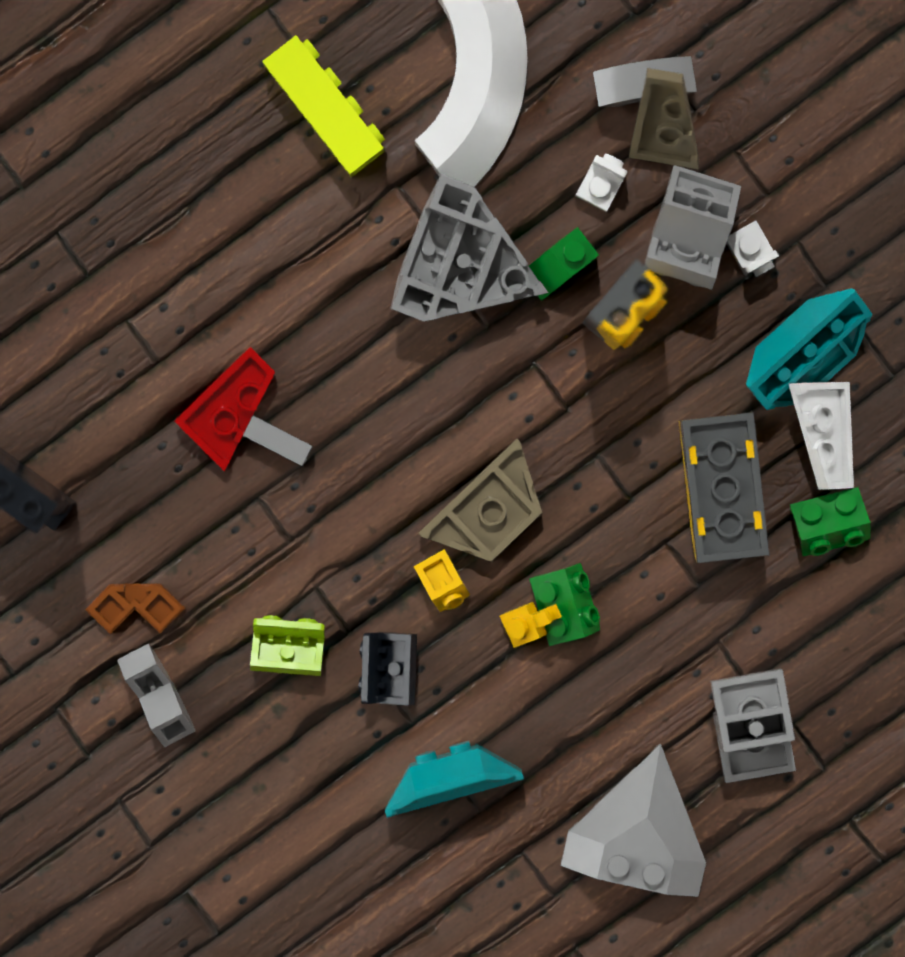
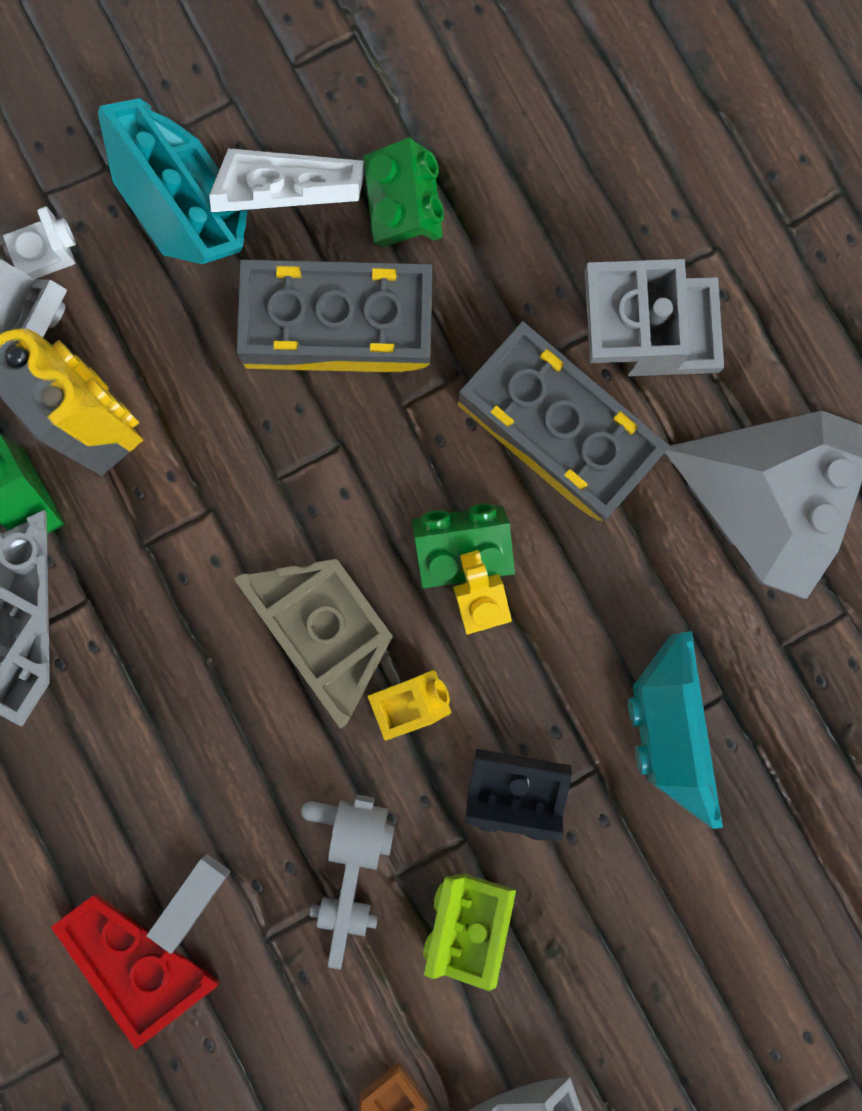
camera: 80 degrees left, 5 degrees down
(339, 556) = (357, 841): none -> light grey piece
(664, 666) = (561, 423): none -> dark grey piece

